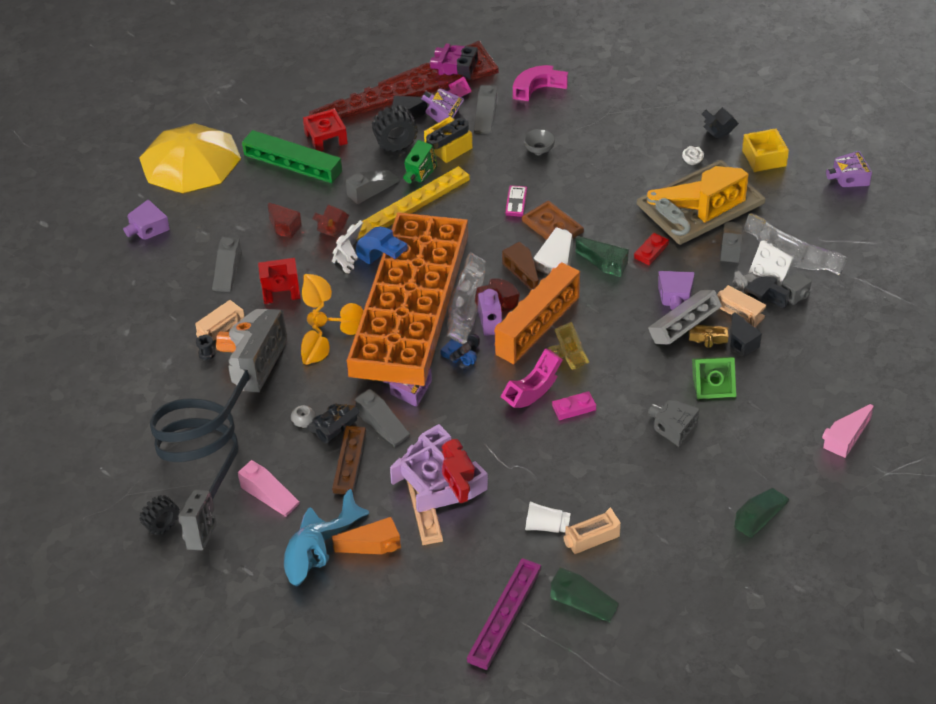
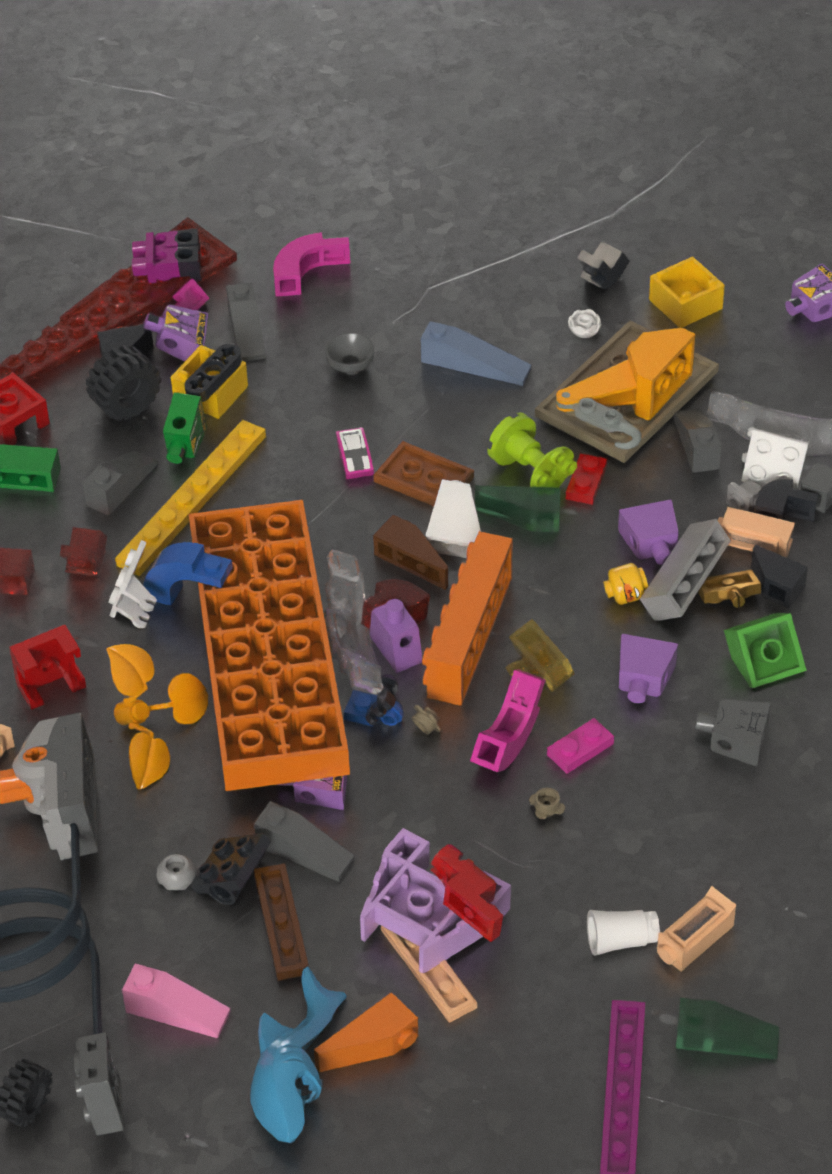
camera: 20 degrees left, 0 degrees up
(486, 366) = (426, 719): none -> dark tan plate
(537, 433) = (546, 796): none -> dark tan plate
(613, 157) = (467, 353): none -> sand blue wedge
(613, 215) = (515, 441): none -> lime piece
(634, 368) = (645, 666): none -> medium lavender torso
(644, 316) = (625, 583): none -> yellow head

